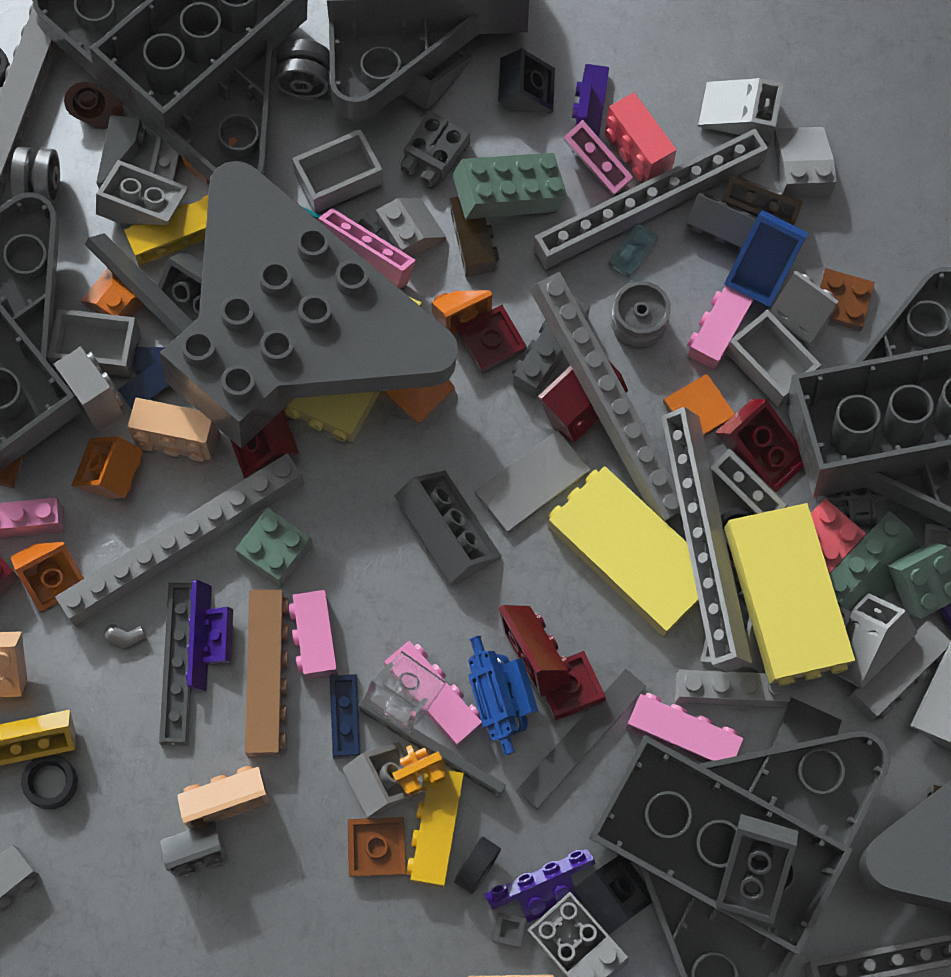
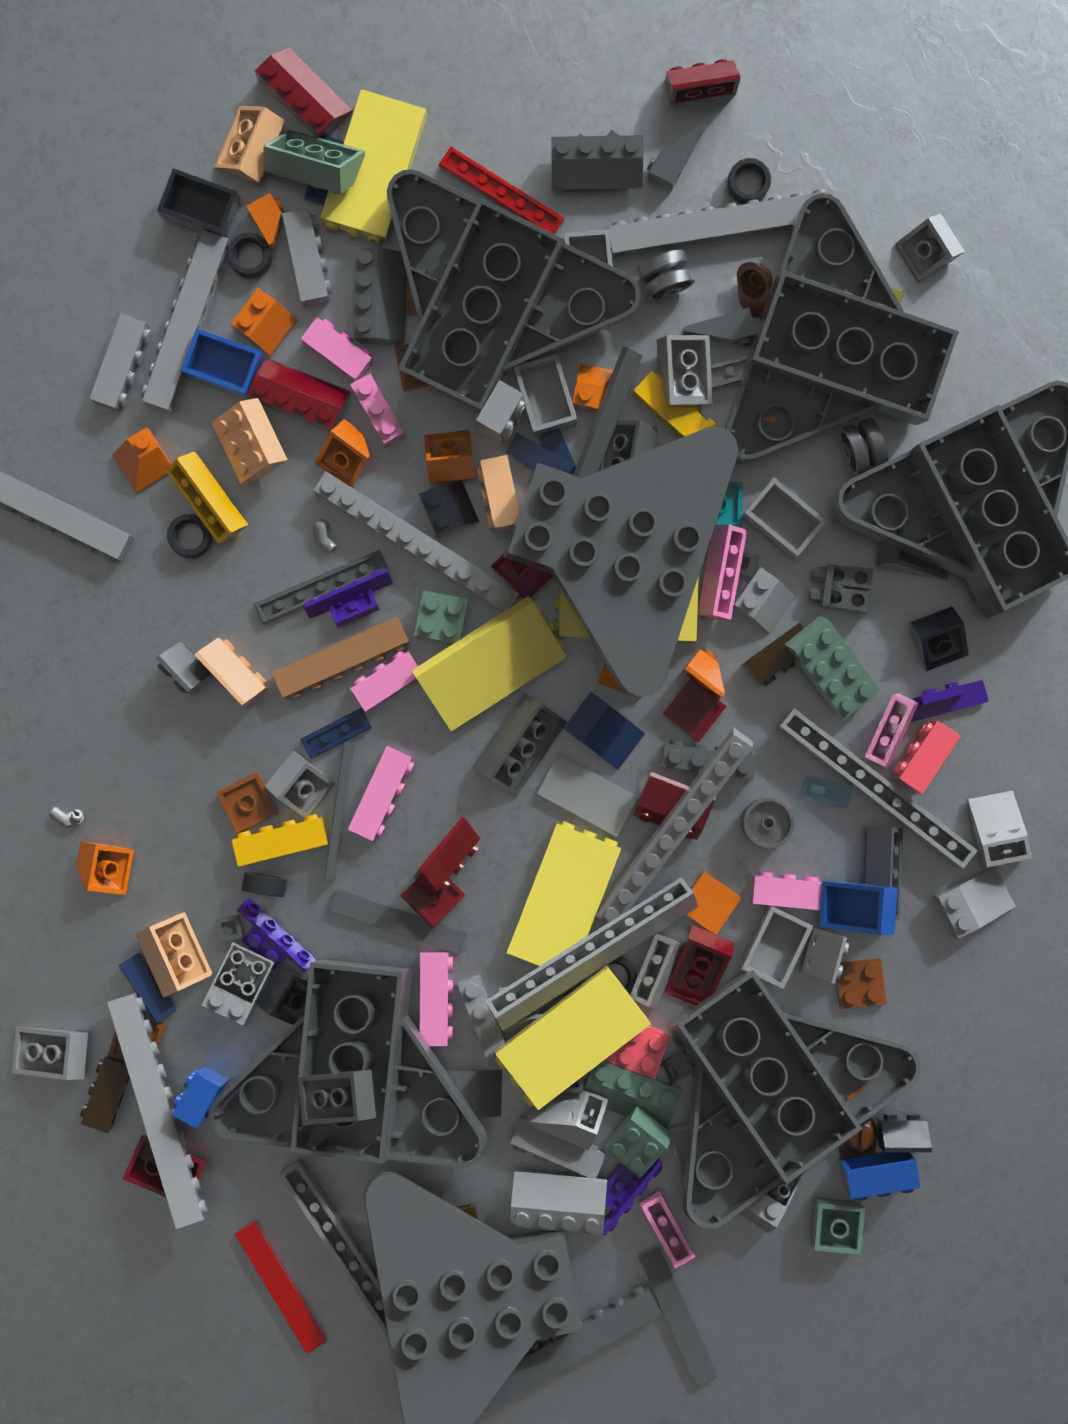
camera: 65 degrees right, 15 degrees up
(161, 493) = (448, 508): none -> black slope
(346, 515) = (490, 663): none -> light yellow brick
(403, 691) = (367, 772): clear slope -> none
(408, 775) = (319, 820): light orange hips -> none
(470, 436) = (604, 730): none -> dark blue slope
(501, 693) = (399, 846): blue piece -> none
(758, 198) = (916, 882): dark brown brick -> none

